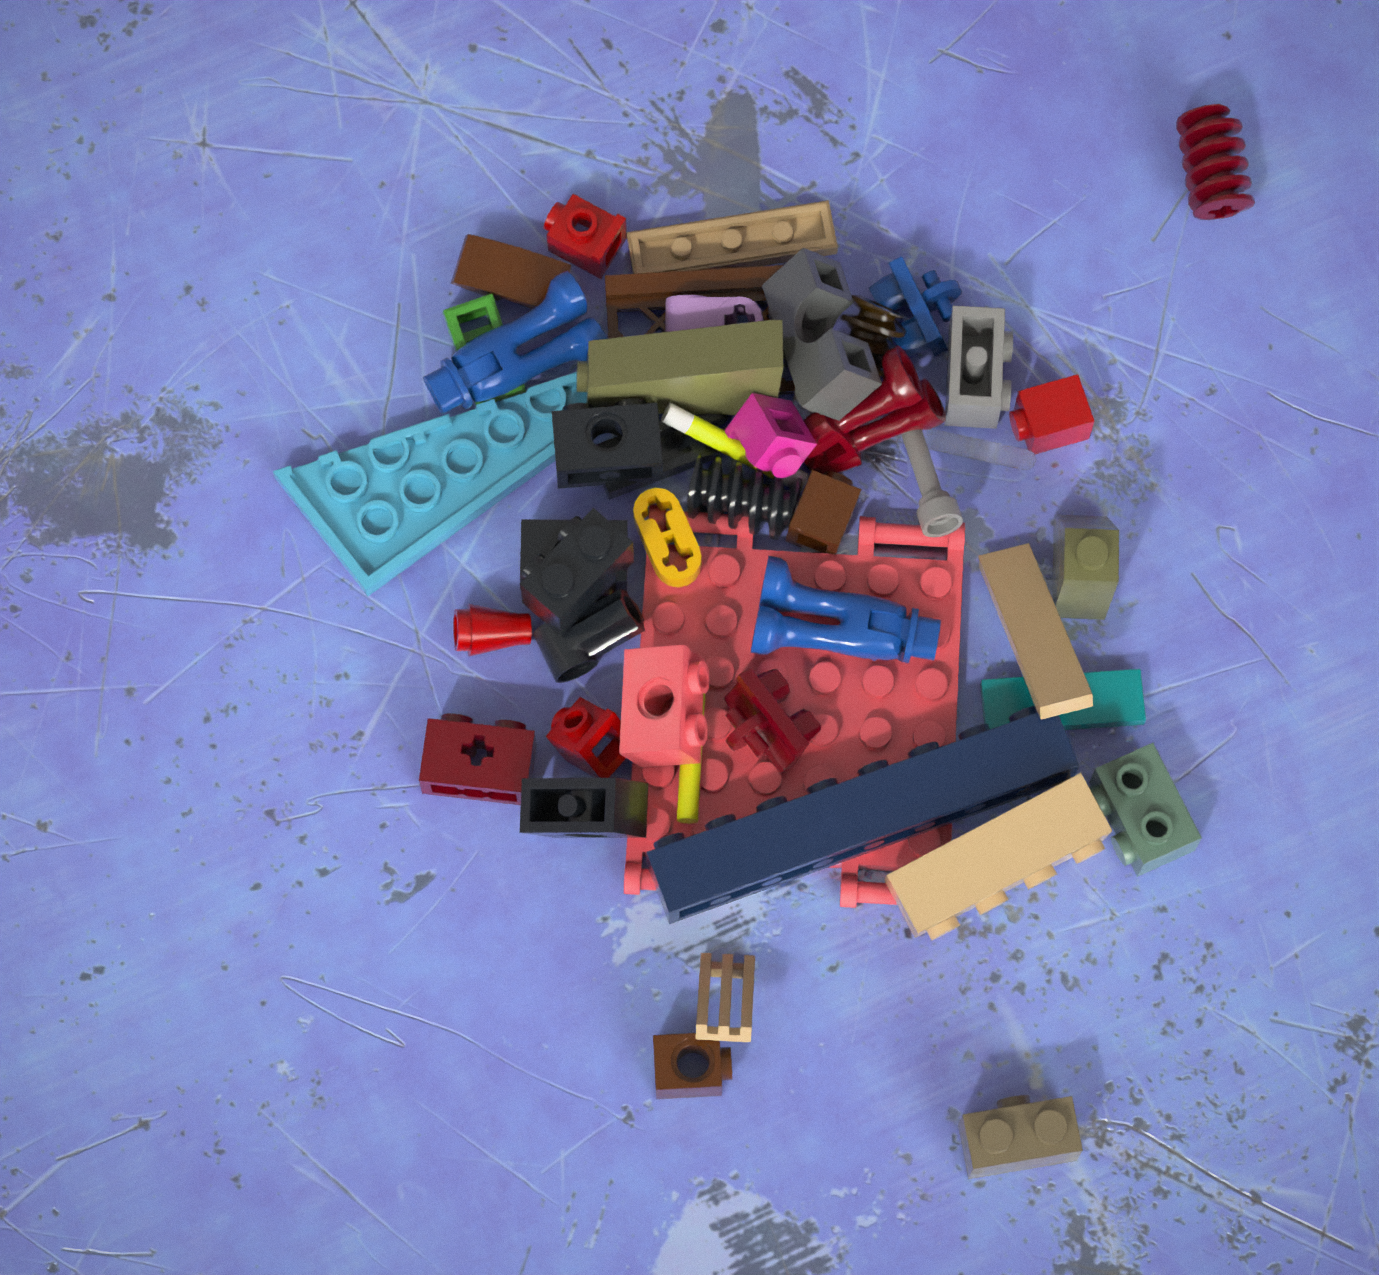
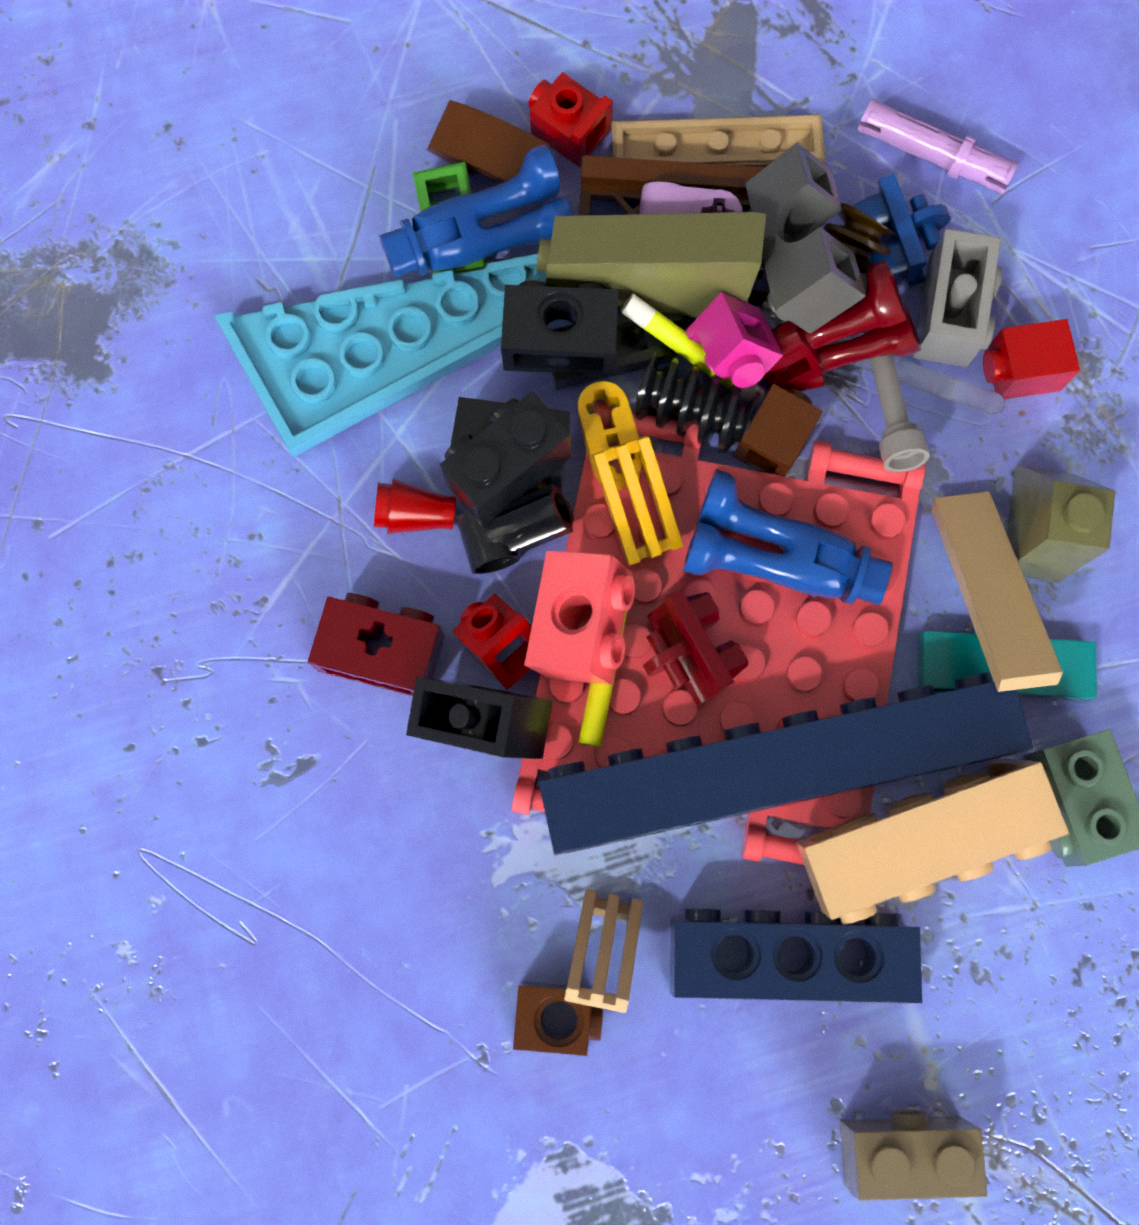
camera: 10 degrees right, 5 degrees up
(720, 634) = (652, 546): none -> yellow tile
(816, 1011) = (888, 974): none -> dark blue brick
(955, 222) = (939, 147): none -> lavender pin

